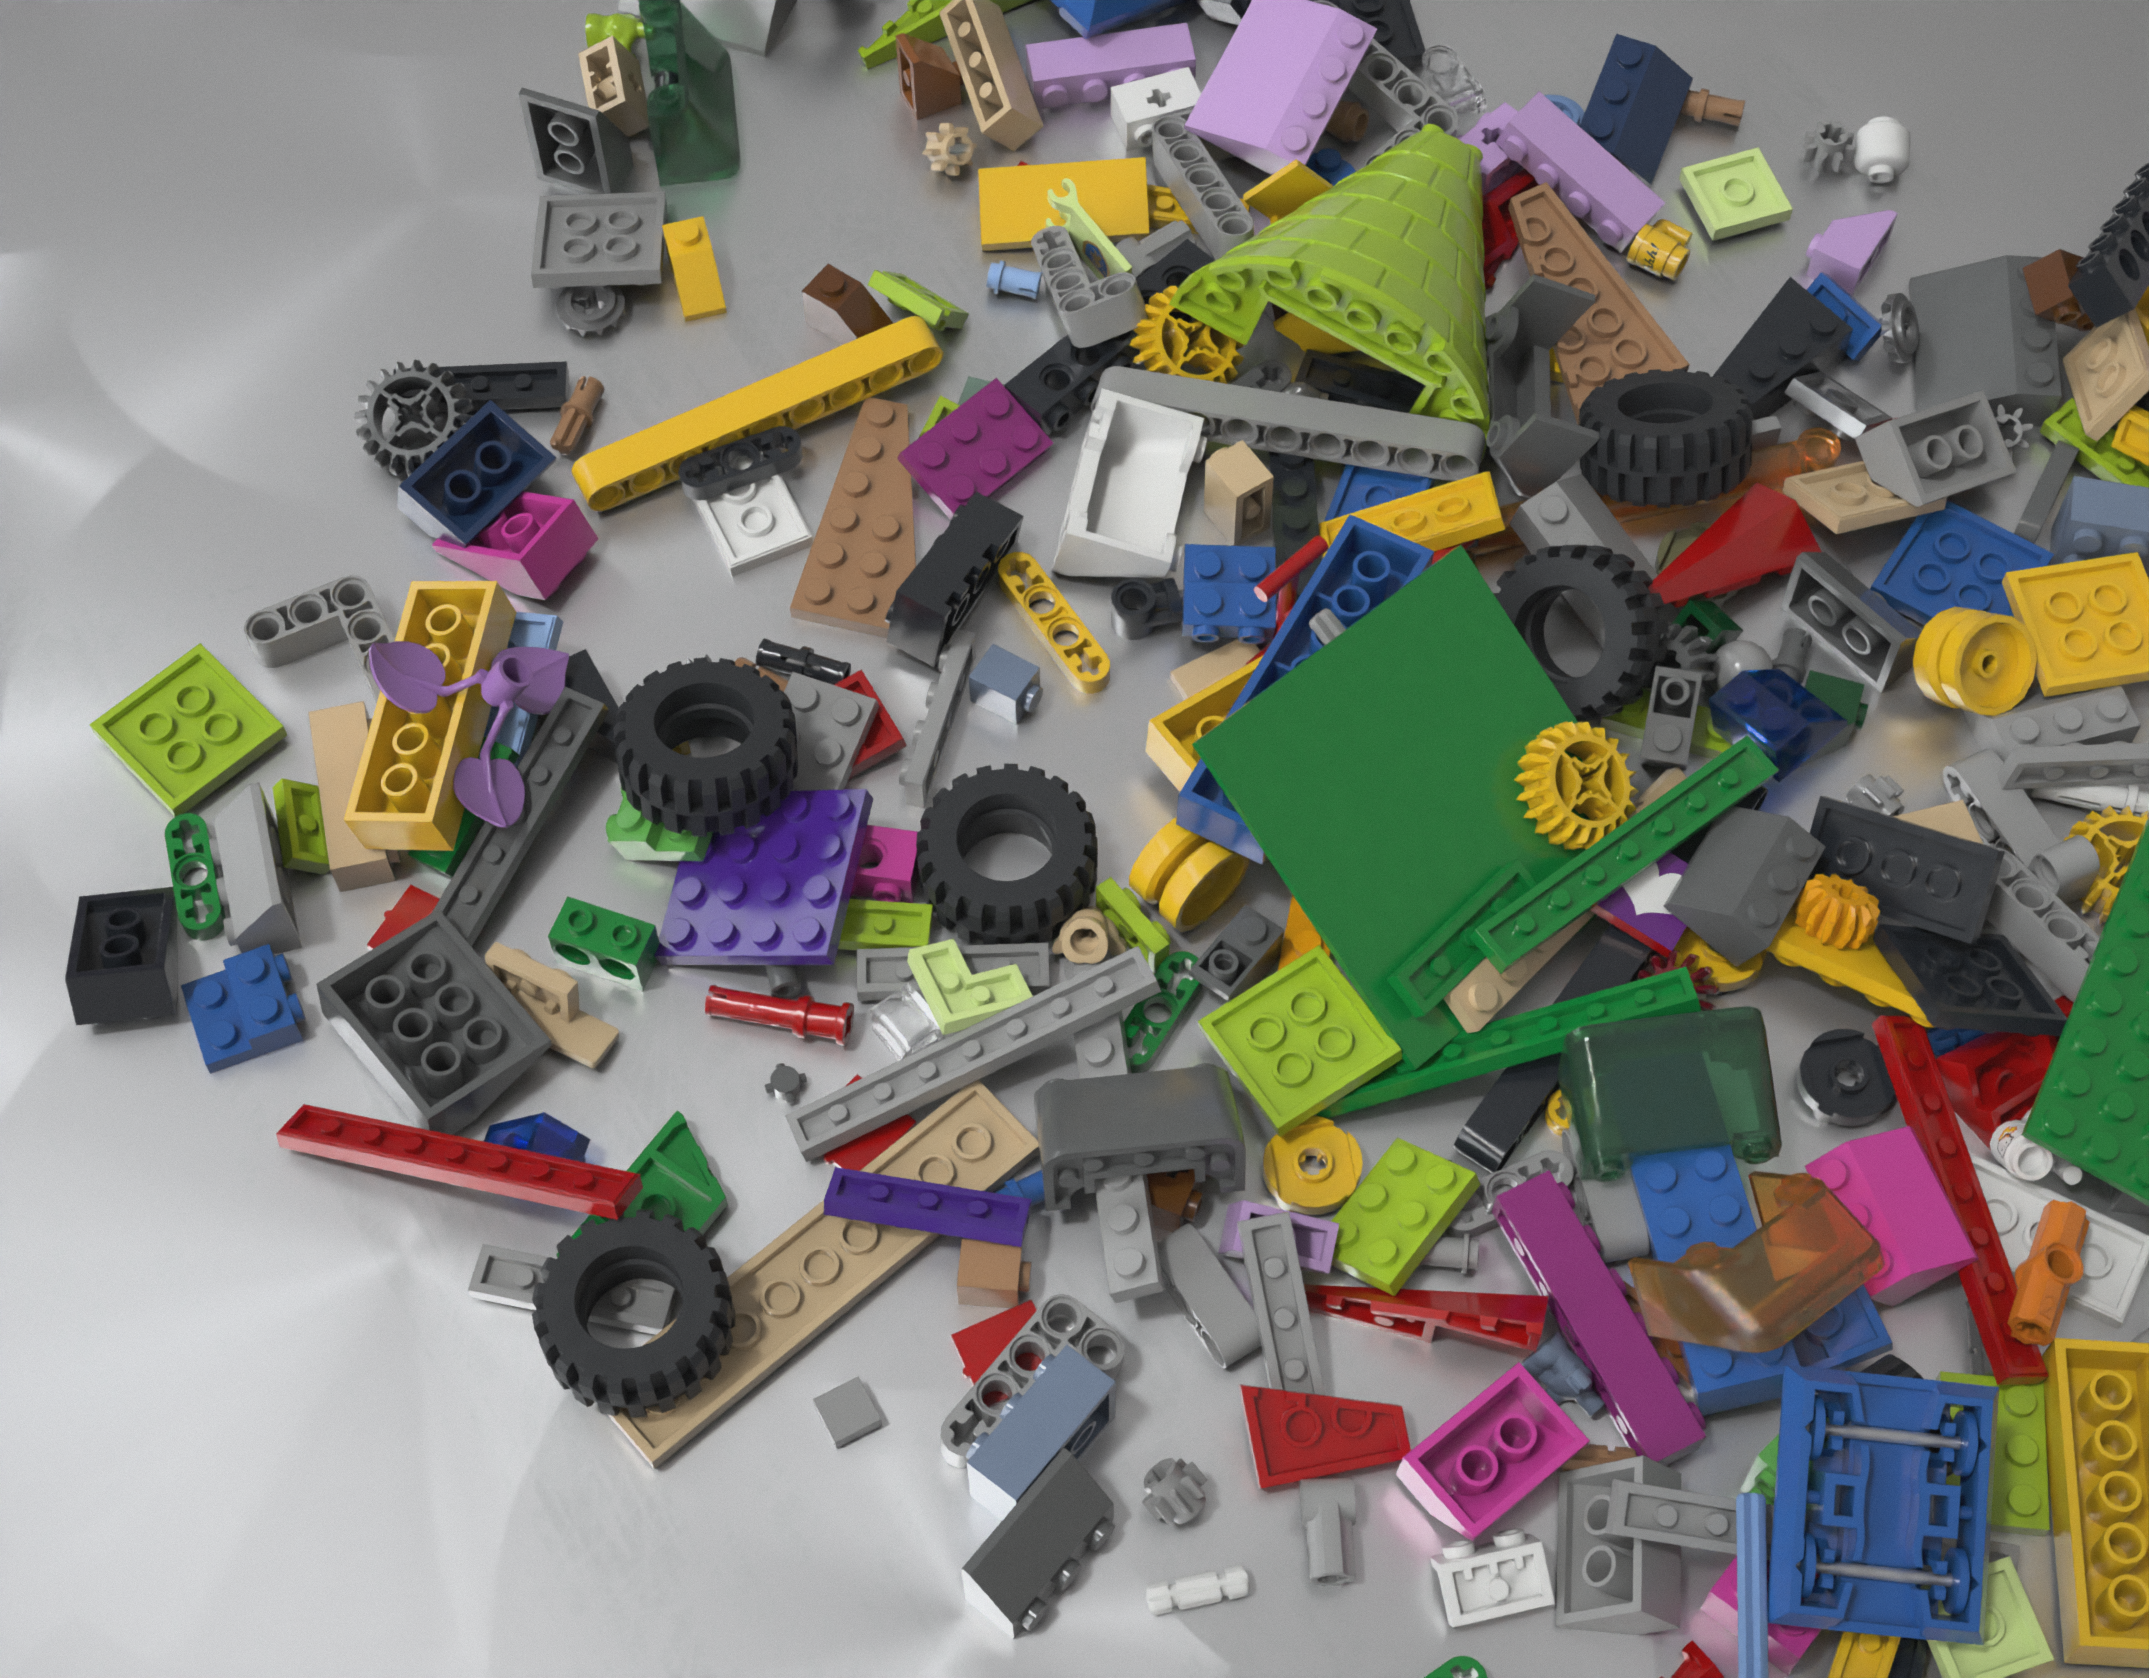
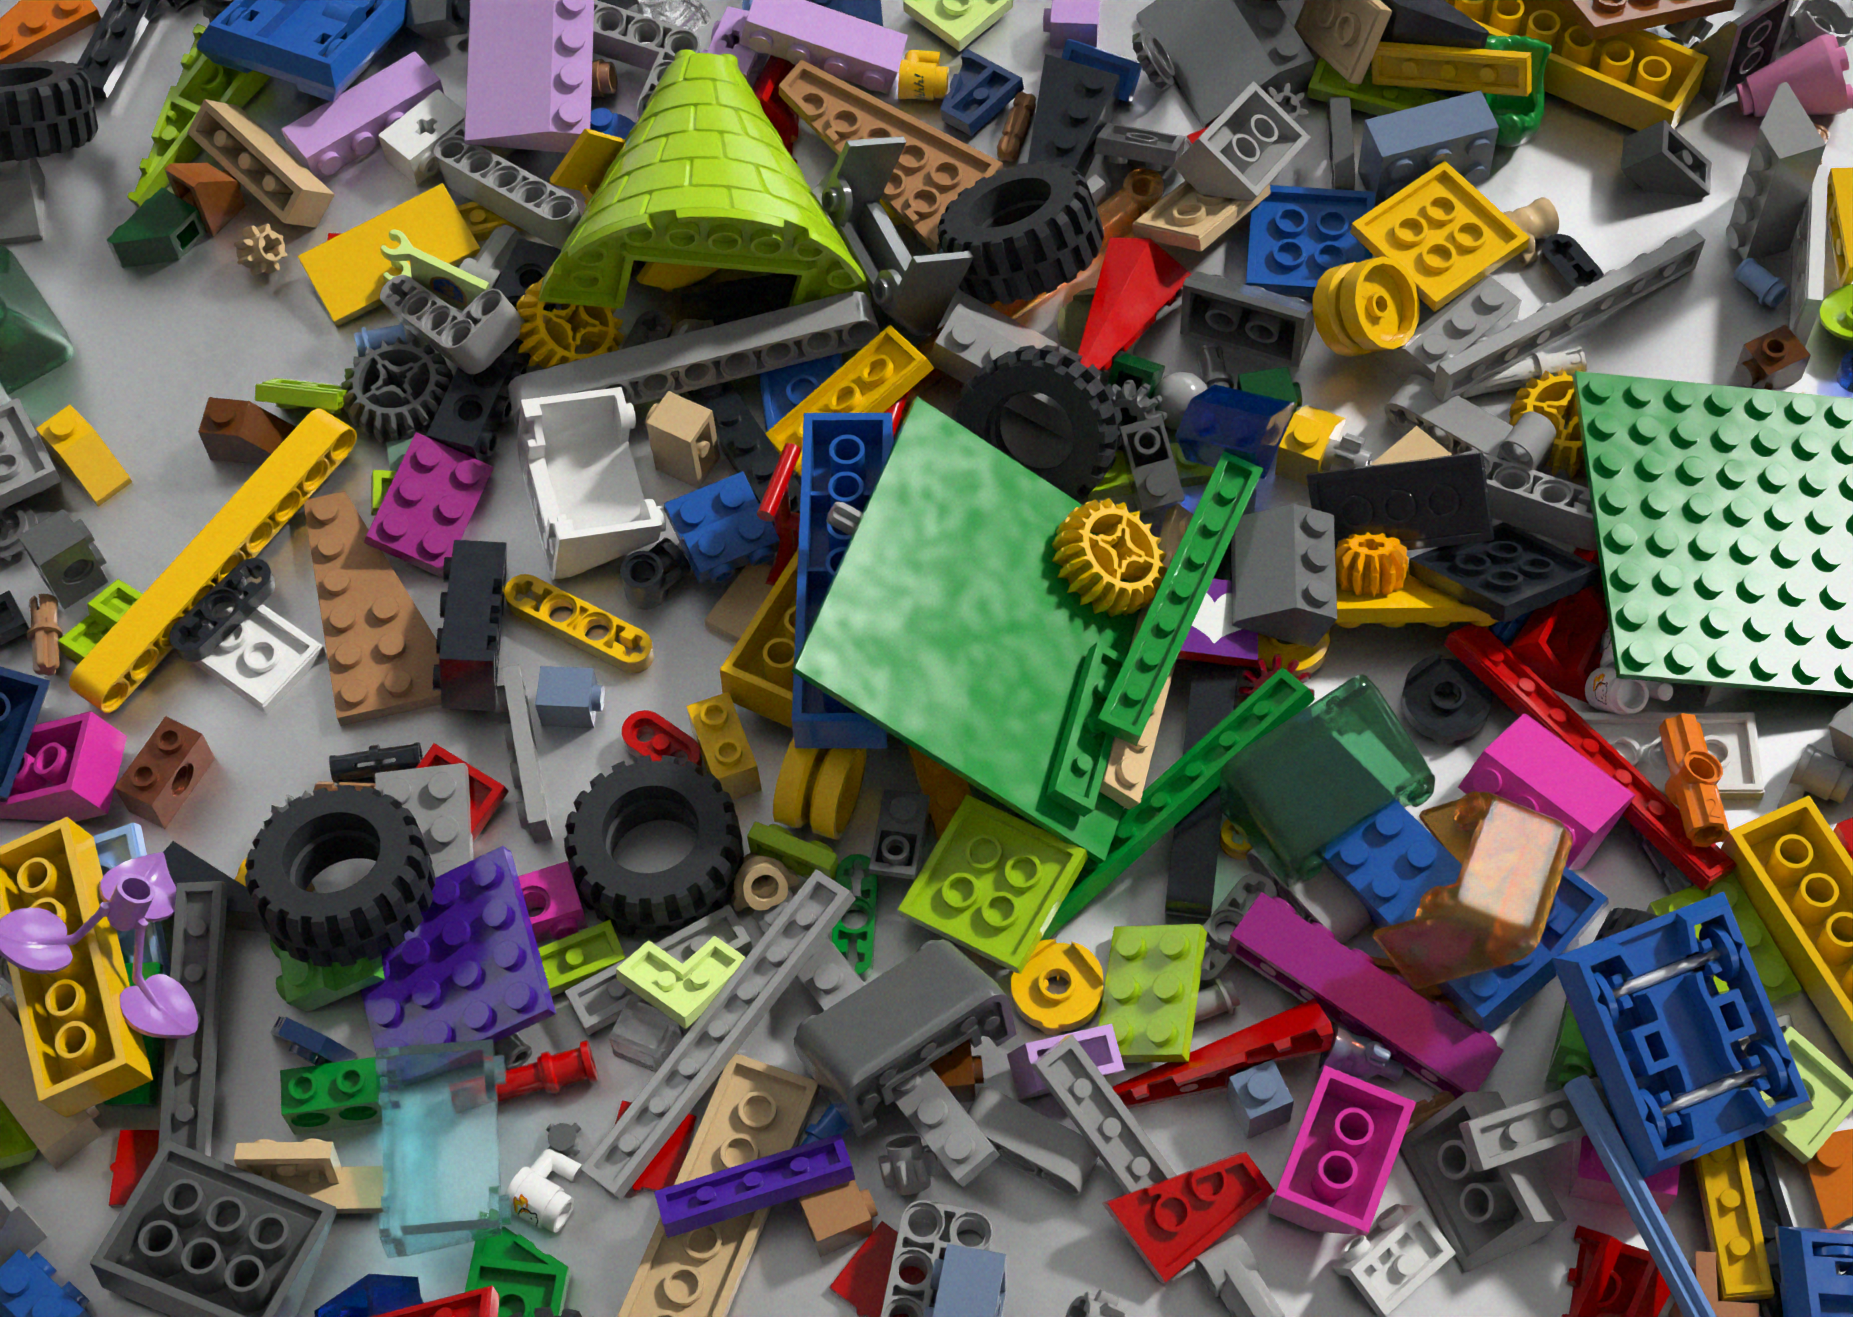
camera: 25 degrees left, 0 degrees up
(607, 887) = (310, 1044): none -> dark blue wing
(613, 586) = (165, 772): none -> copper brick
(626, 354) = (65, 557): none -> dark grey brick
(637, 417) = (103, 614): none -> lime slope
(669, 1032) = (440, 1146): none -> clear light blue windscreen
(733, 1124) = (539, 1199): none -> white piece
(866, 93) = (157, 231): none -> dark green slope
(977, 335) = (396, 389): none -> dark grey gear
(1073, 768) = (666, 738): none -> red plate
(1079, 1260) = (908, 1165): none -> light grey gear
(1122, 796) = (724, 745): none -> yellow brick
(1444, 1365) = (1259, 1099): none -> sand blue brick
(1707, 288) = (978, 92): none -> dark blue wing
(1726, 337) = (1016, 126): none -> medium nougat axle
(1843, 763) = (1306, 442): none -> yellow slope

